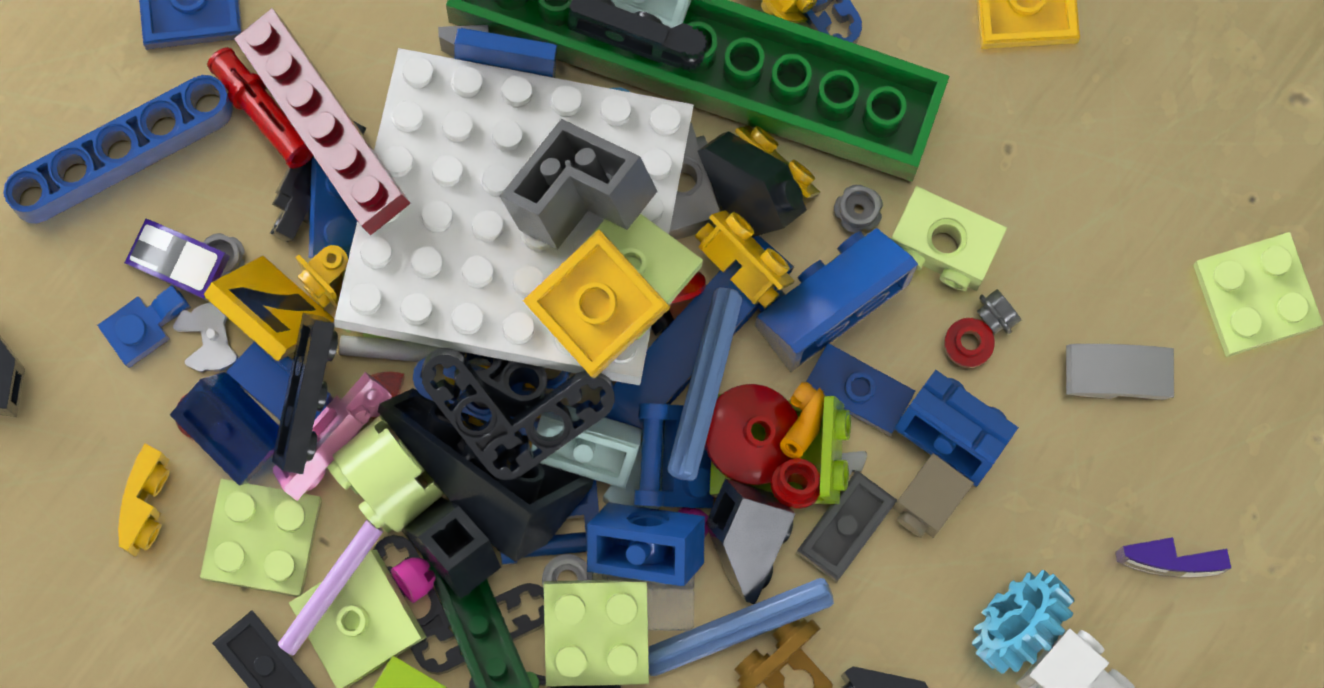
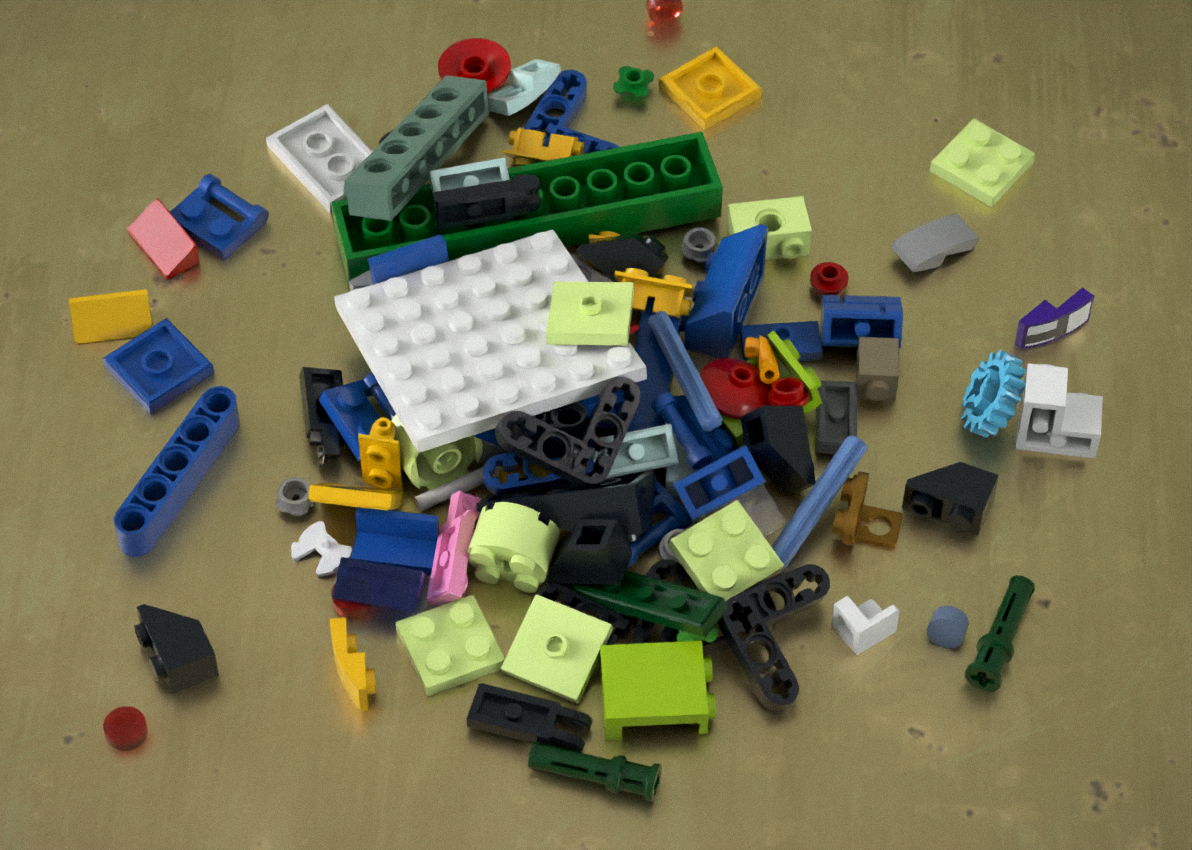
camera: 30 degrees left, 25 degrees down
(138, 329) = (270, 569): blue plate -> none
(176, 258) = (267, 507): slope -> none
(249, 93) = (266, 391): red pin -> none
(305, 393) = (422, 515): black plate -> none
(322, 122) = (314, 360): plate -> none
(330, 588) = (525, 632): lavender bar -> none
(413, 578) = (583, 591): dark pink hinge -> none
(572, 176) = (518, 272): dark grey brick -> none
(596, 303) = (586, 332): yellow tile -> none
(998, 312) = (834, 250): dark grey plate -> none

